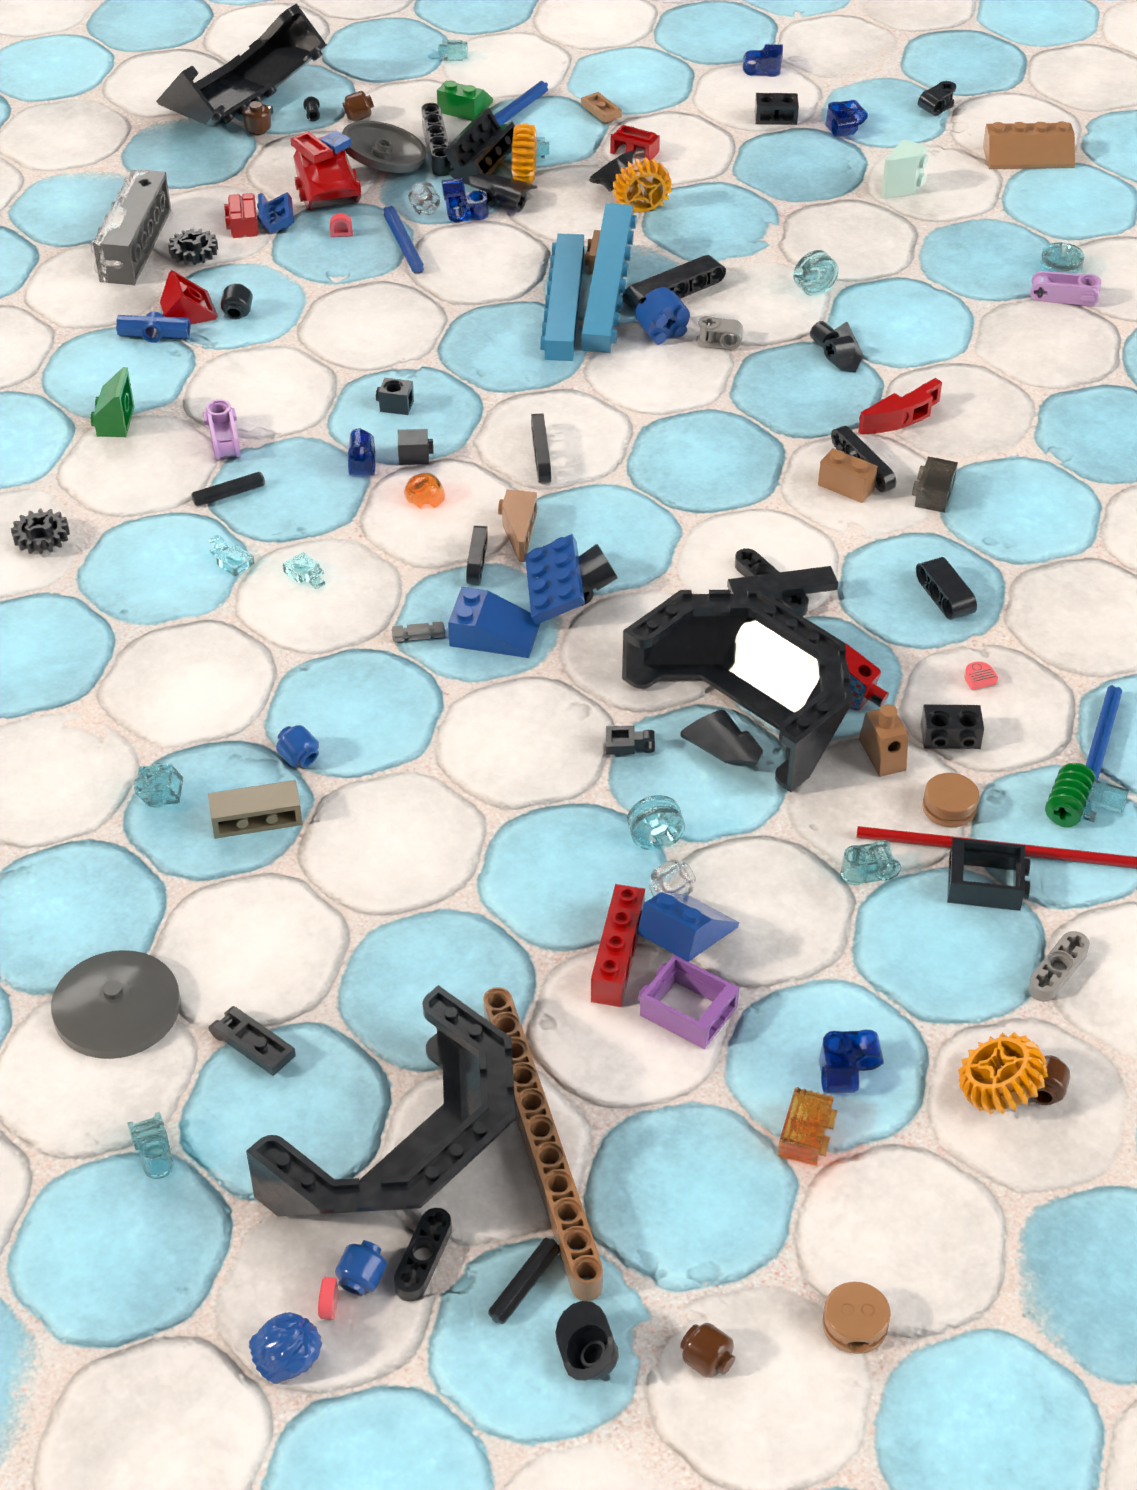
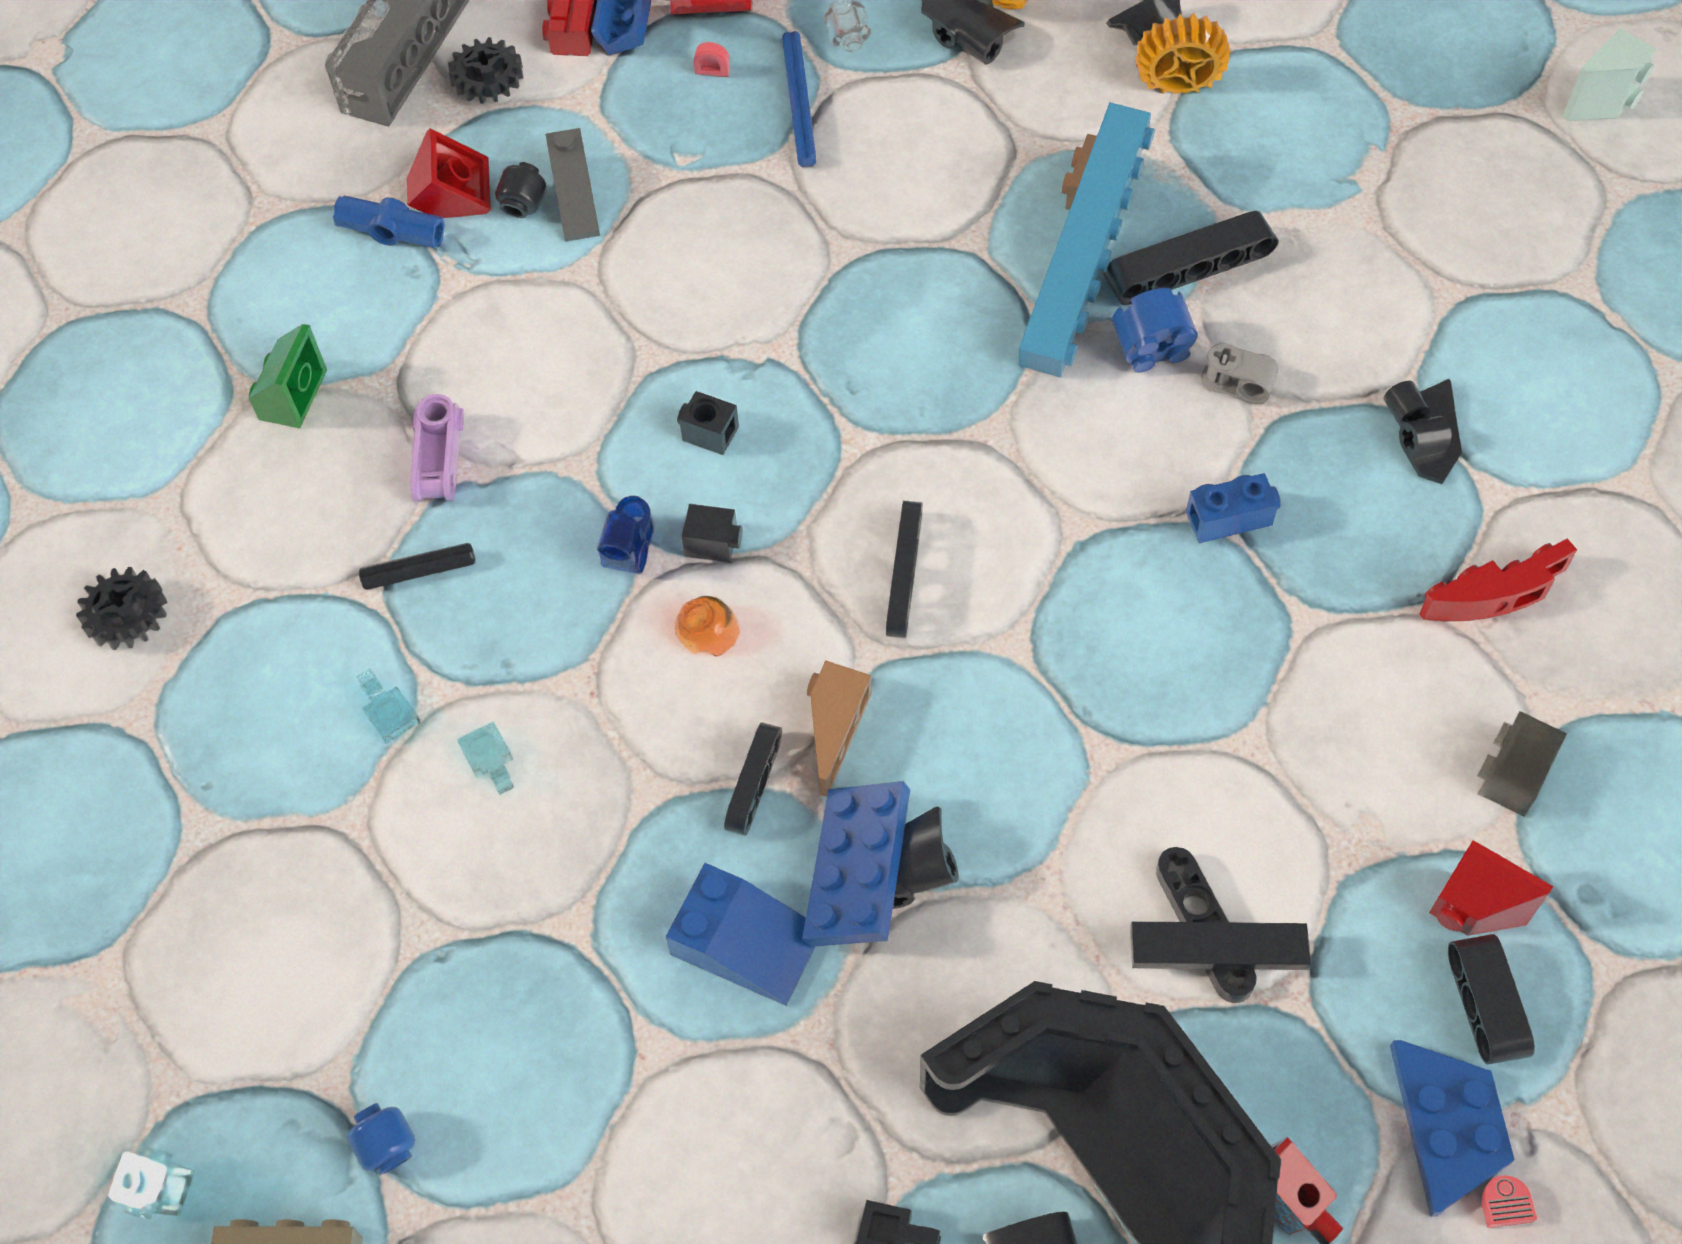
camera: 15 degrees right, 15 degrees up
(269, 294) = (572, 184): none -> dark grey slope
(418, 631) = (627, 921): light grey axle -> none
(471, 204) = (903, 47): clear blue piece -> none
(563, 297) = (1012, 260): dark azure brick -> none
(733, 392) = (1232, 507): none -> blue brick
(815, 272) = (1419, 275): clear light blue head -> none
(847, 475) = (1378, 719): medium nougat brick -> none
(848, 442) = (1413, 684): black beam -> none
(933, 535) = (1488, 894): none -> red slope
(938, 646) = (1451, 1122): none -> blue wing

